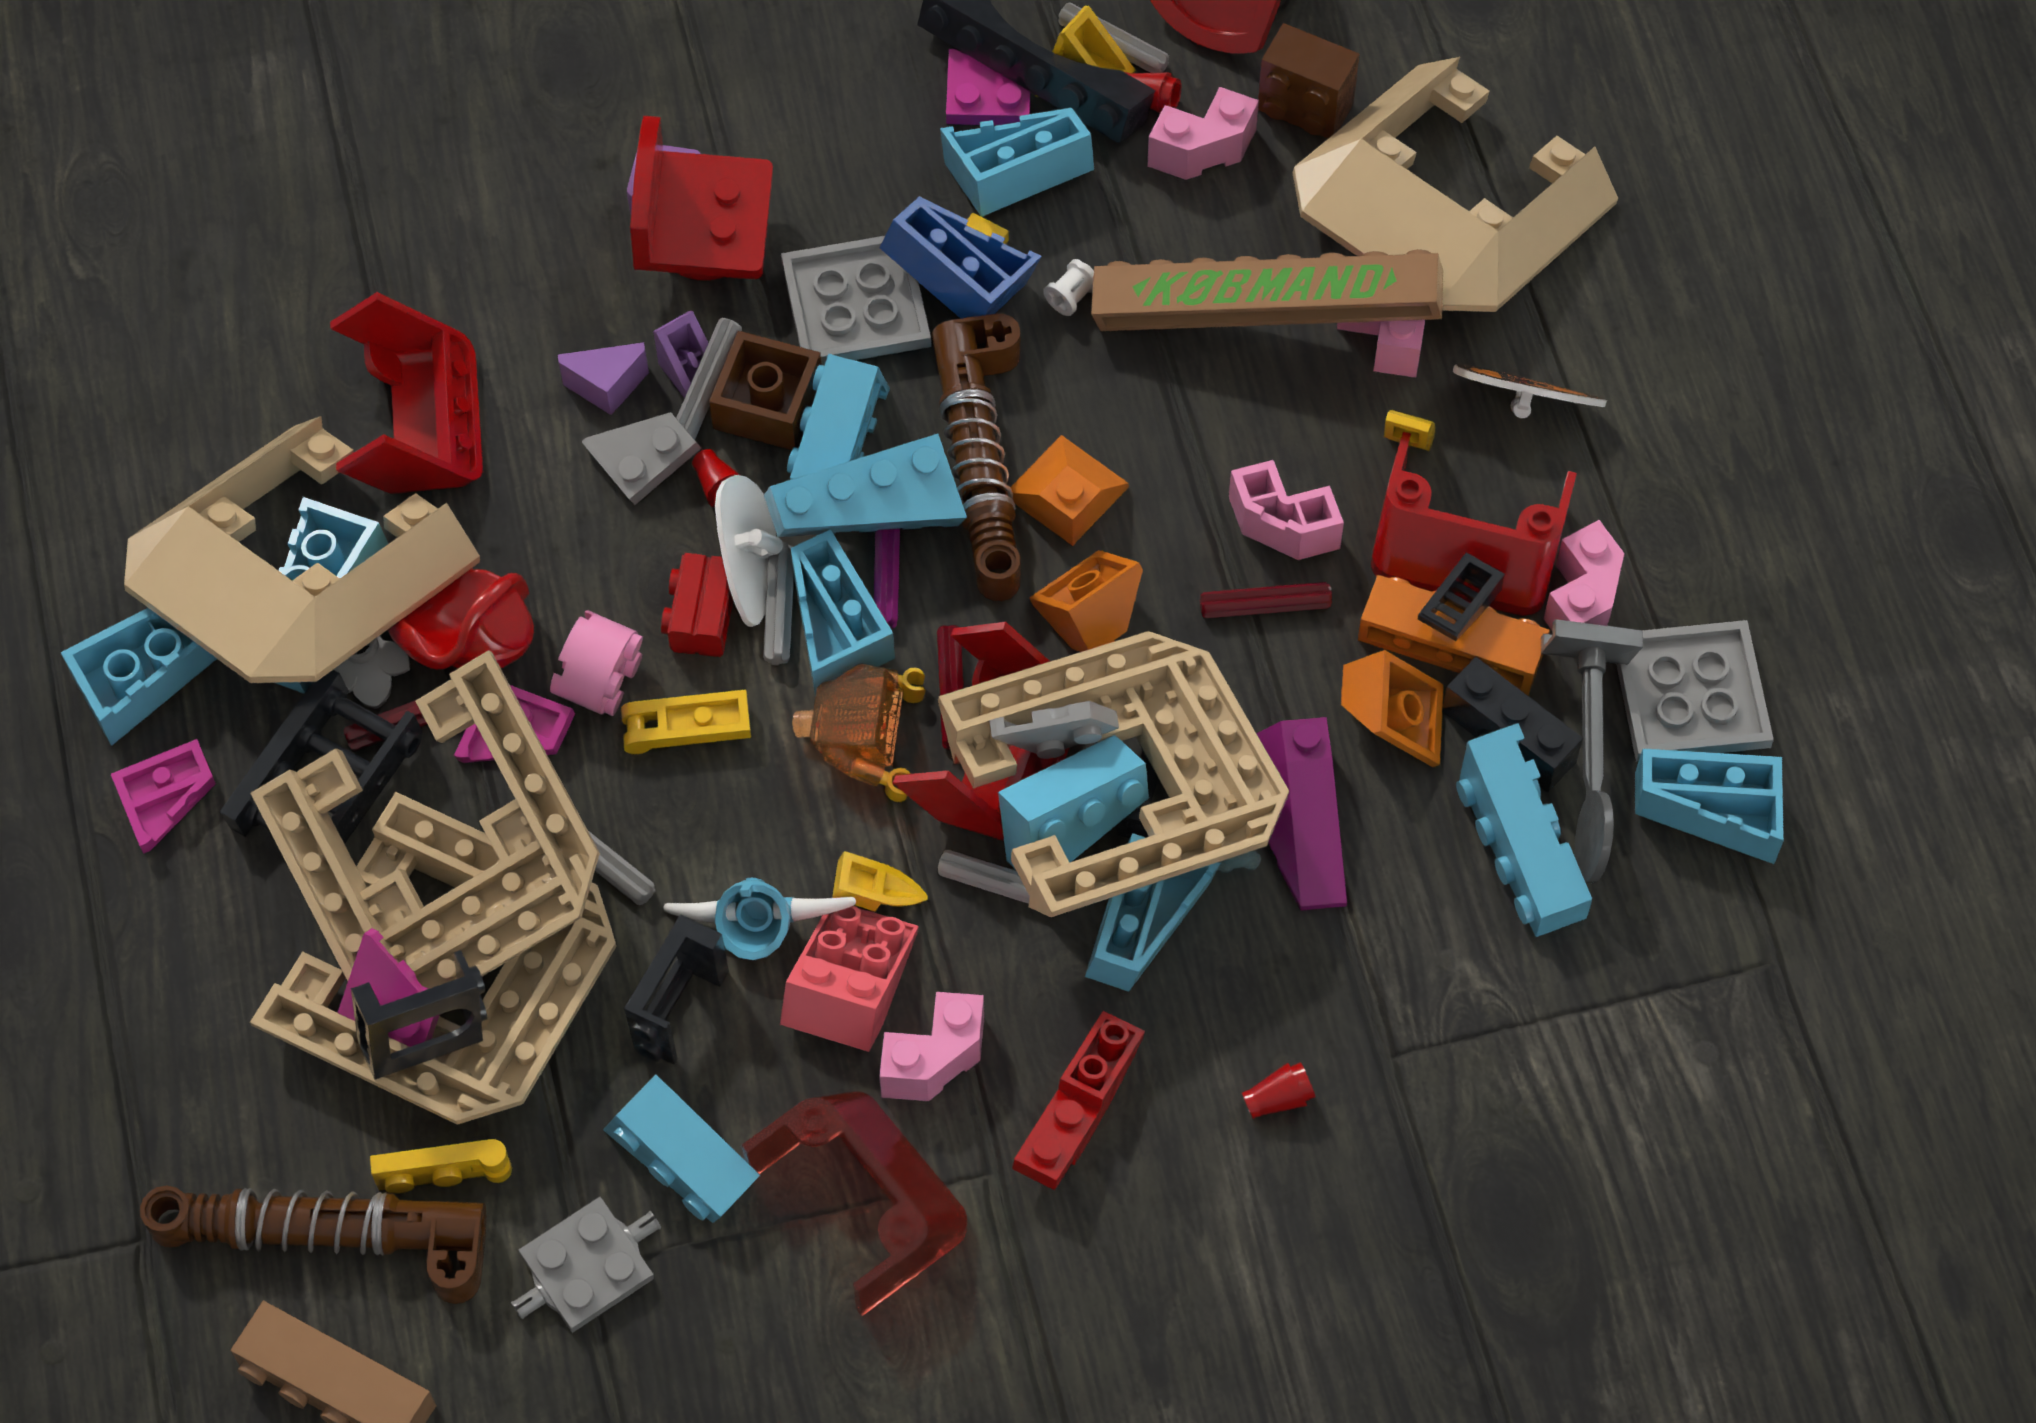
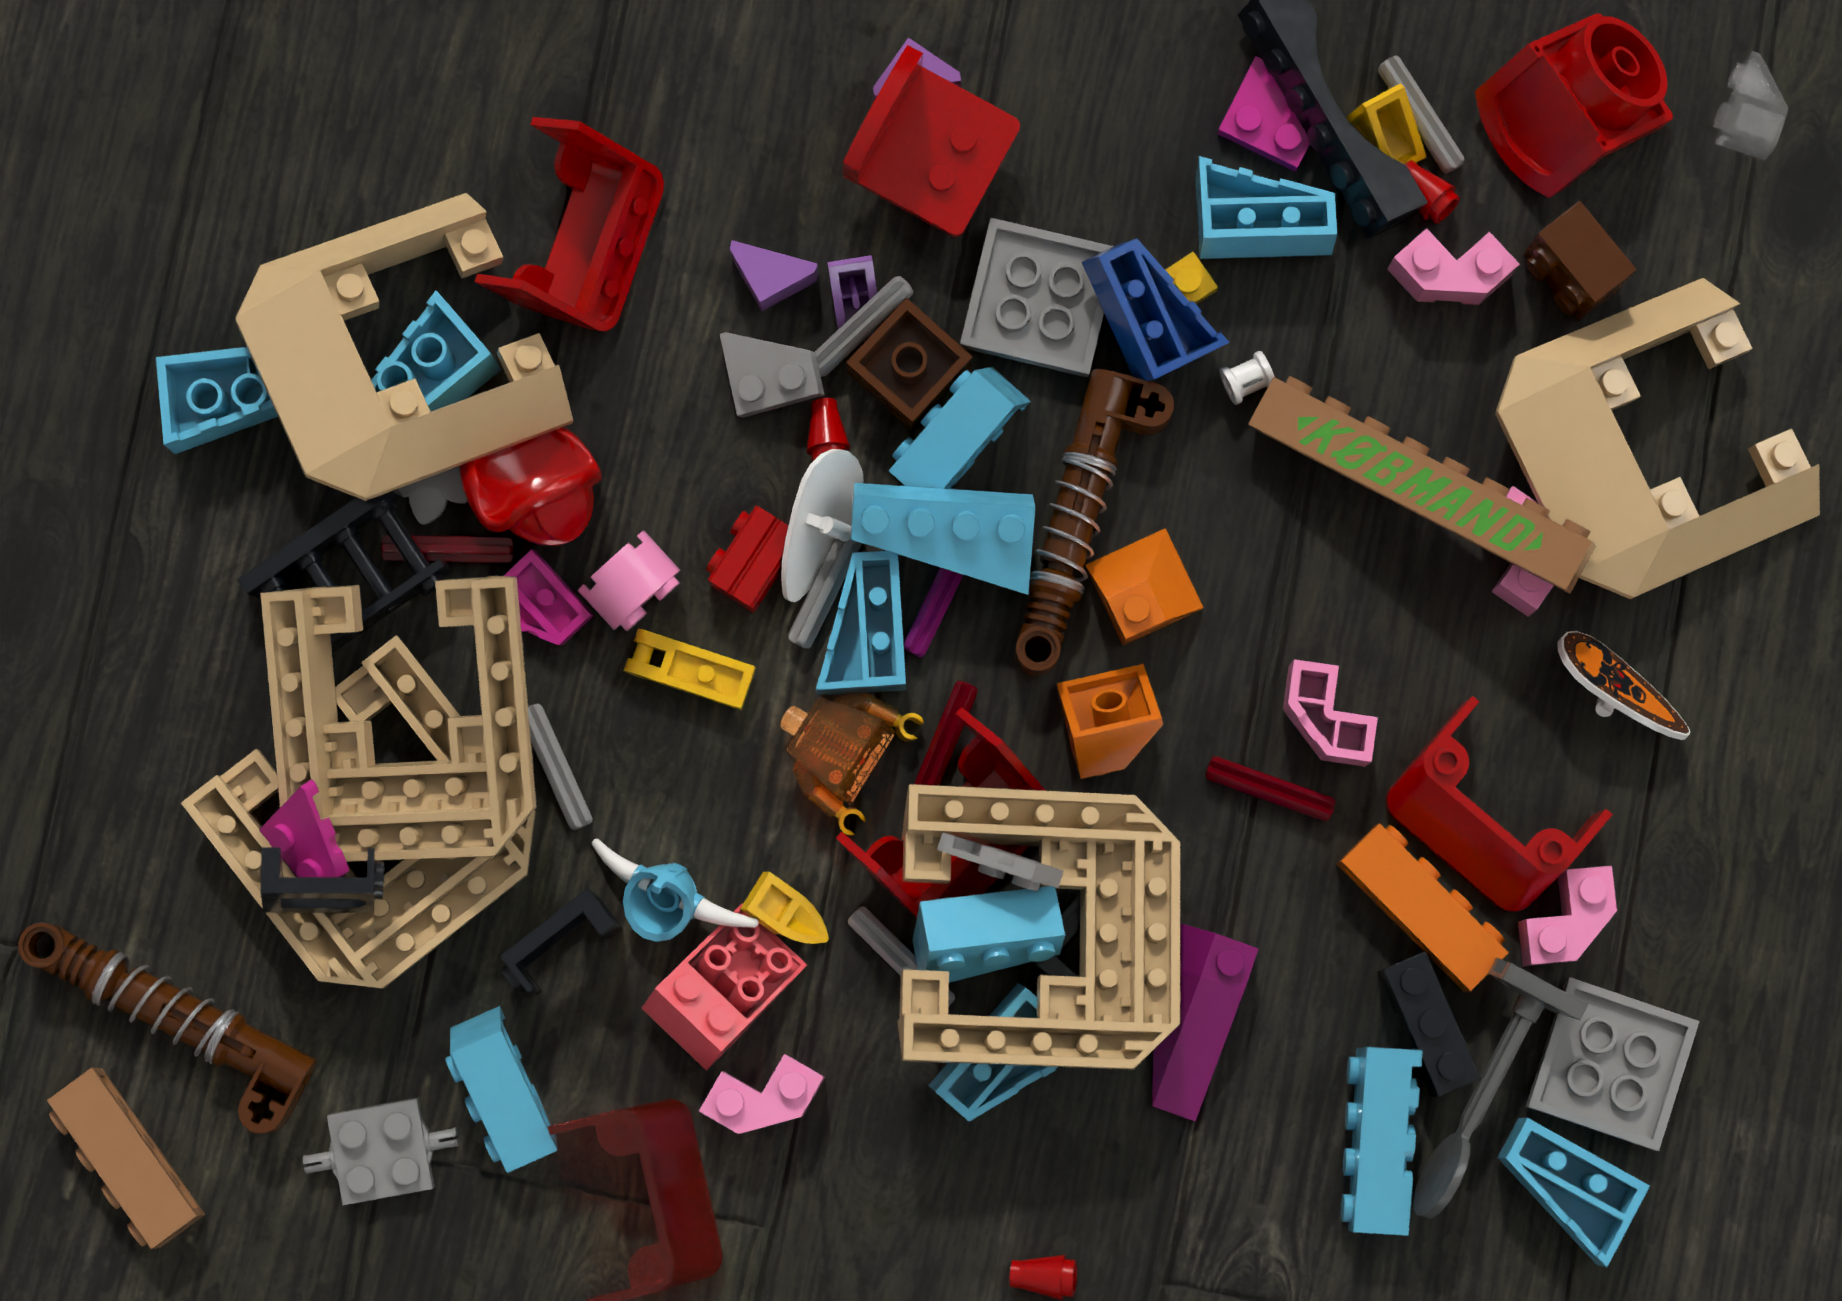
camera: 25 degrees right, 20 degrees up
(163, 791) = (200, 524): dark pink wing -> none
(441, 1165) = (295, 1006): yellow plate -> none
(1080, 1101) = (865, 1205): red slope -> none
(1396, 703) = (1330, 958): orange slope -> none
(1421, 429) = (1486, 685): yellow slope -> none
(1477, 574) = (1471, 873): black slope -> none

